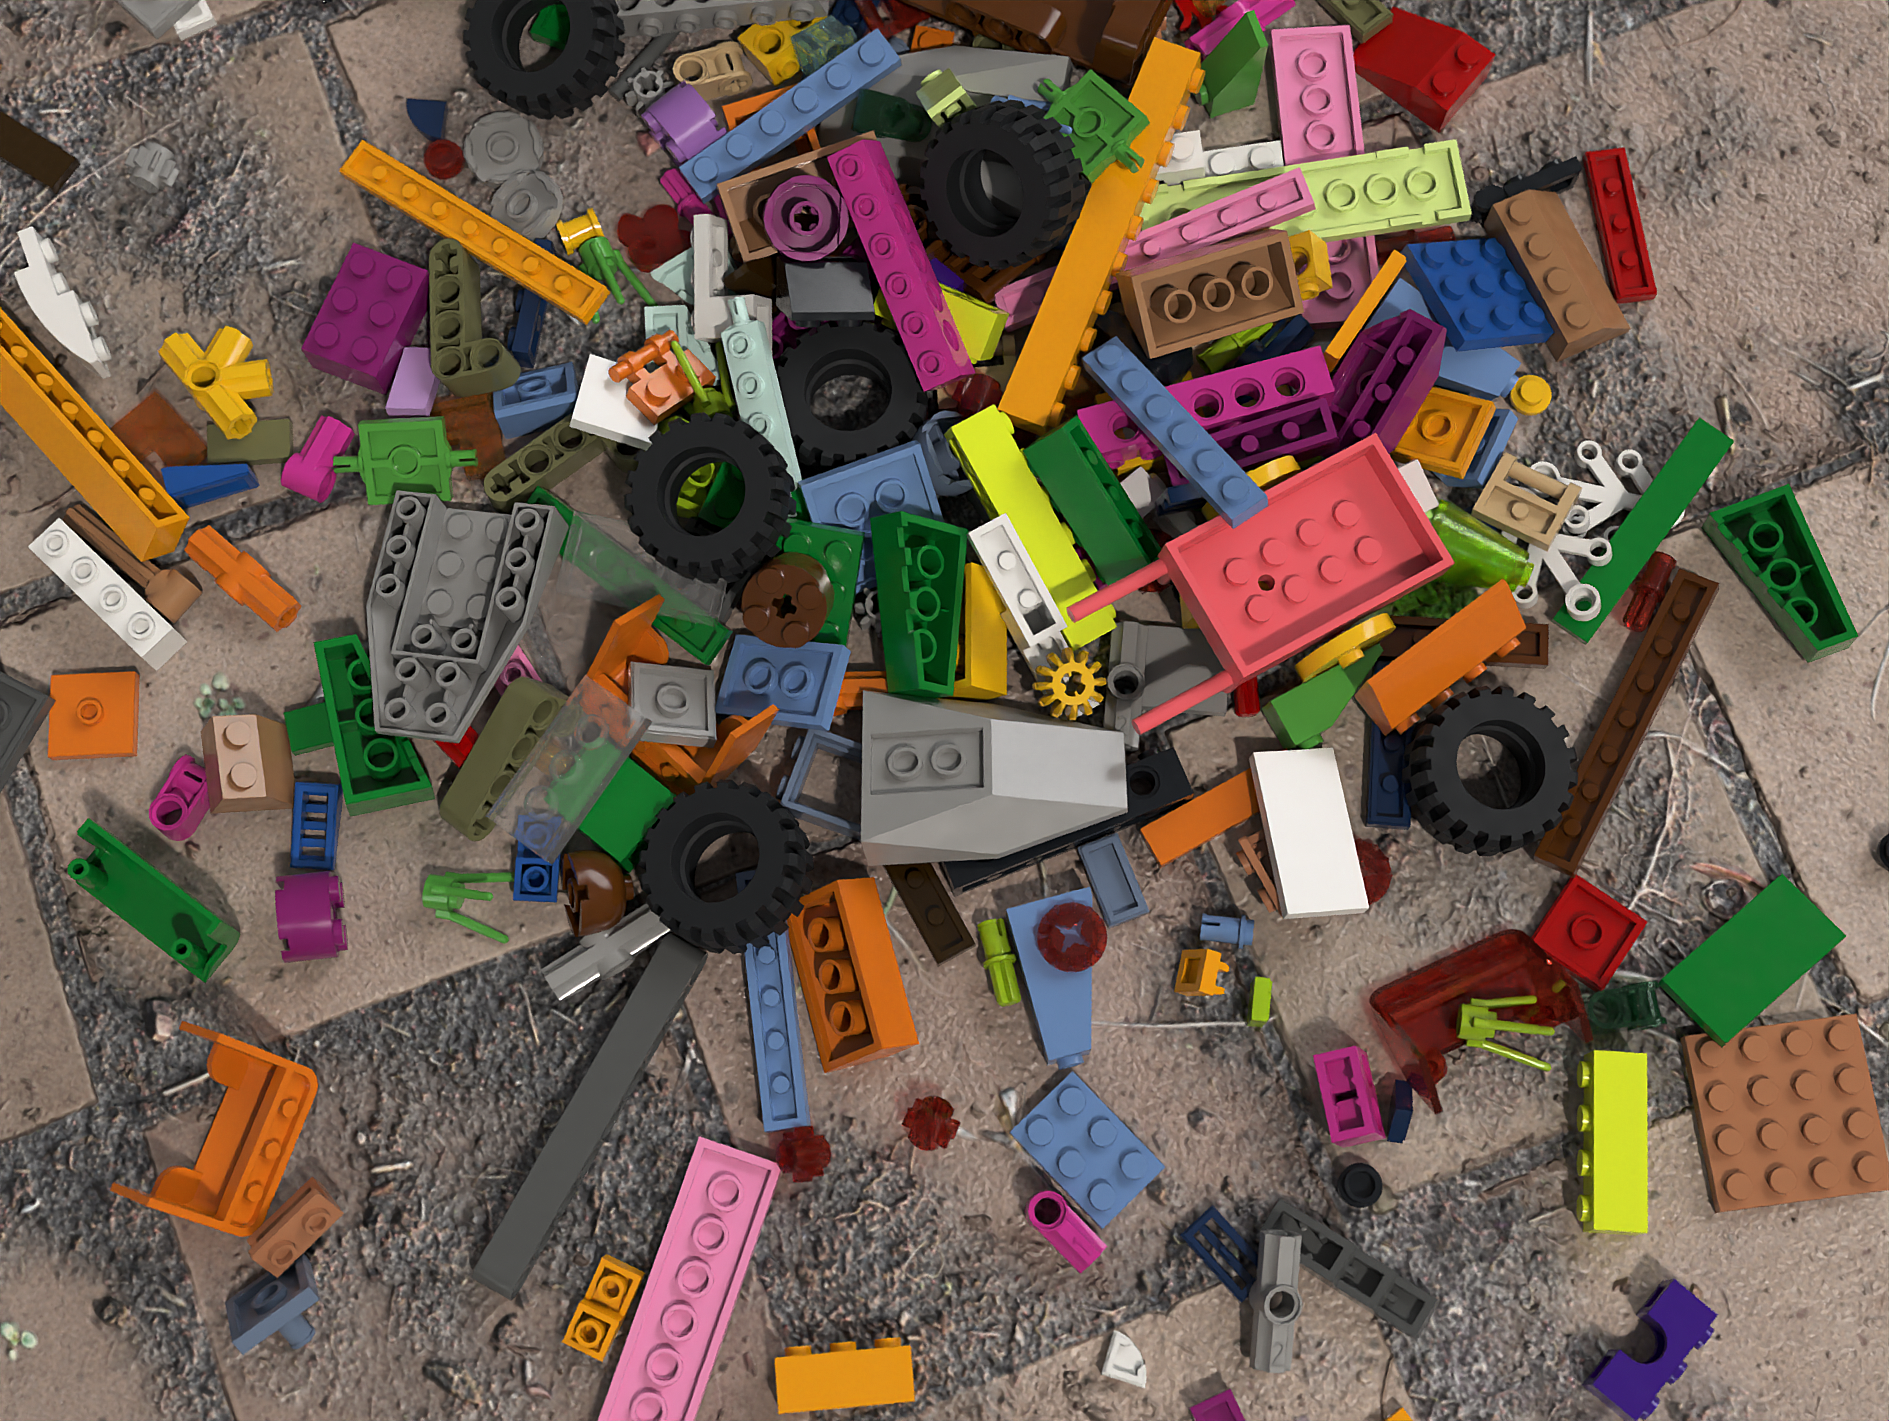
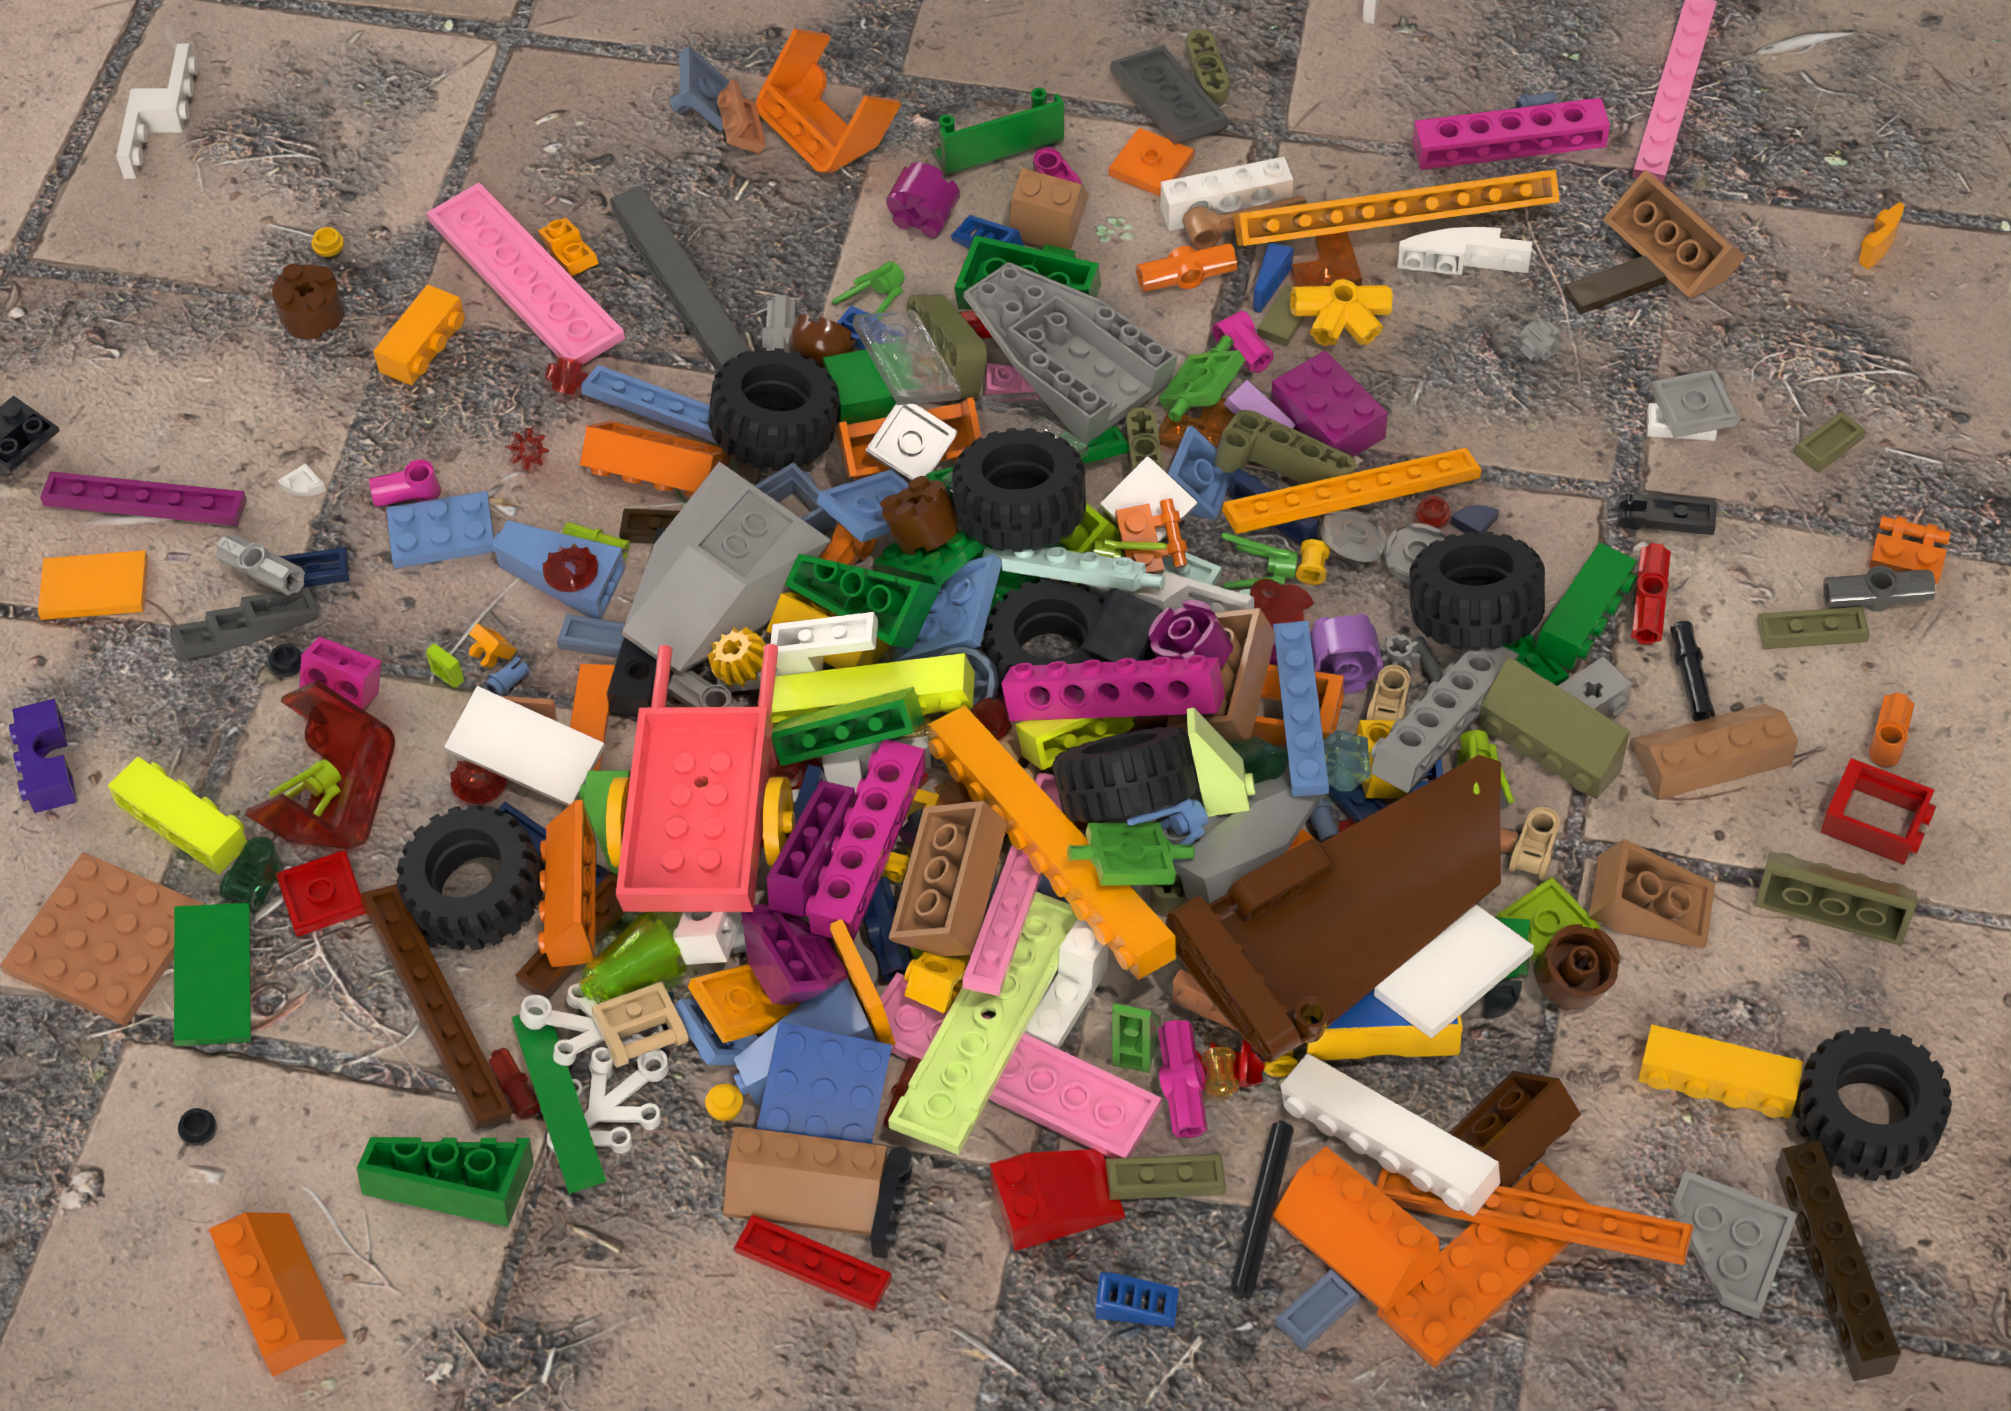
camera: 125 degrees right, 20 degrees down
(1175, 432) = (850, 776): medium blue plate -> none

